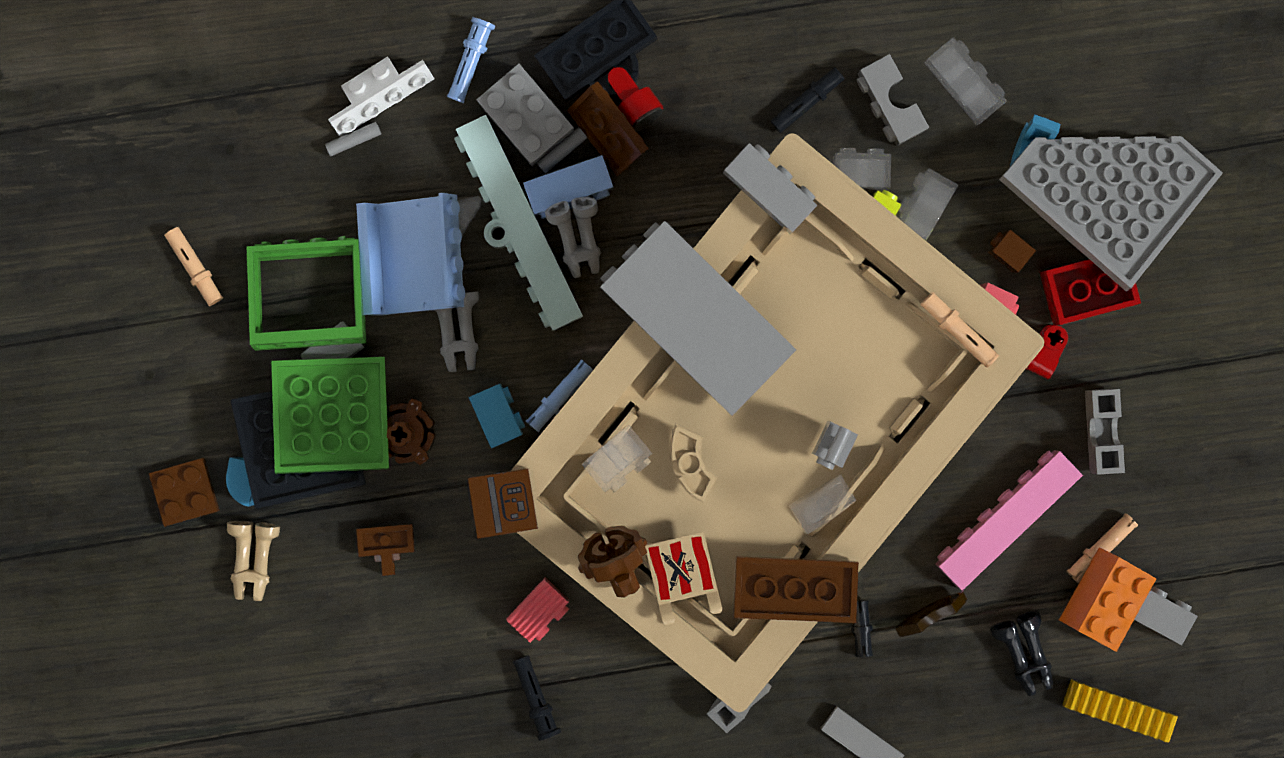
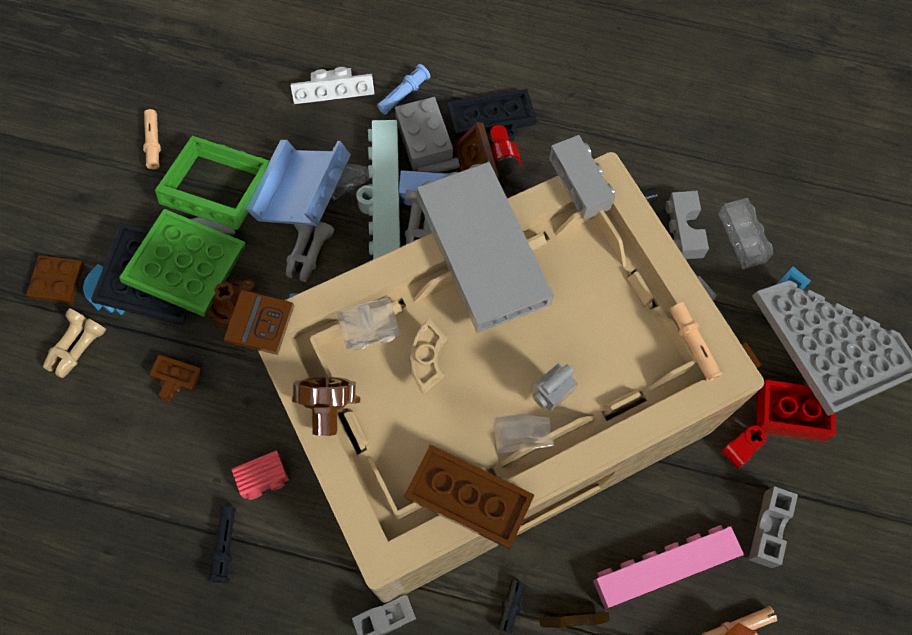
camera: 20 degrees right, 20 degrees down
(353, 139) = (301, 106): light grey piece -> none
(682, 571) = (378, 440): flag -> none

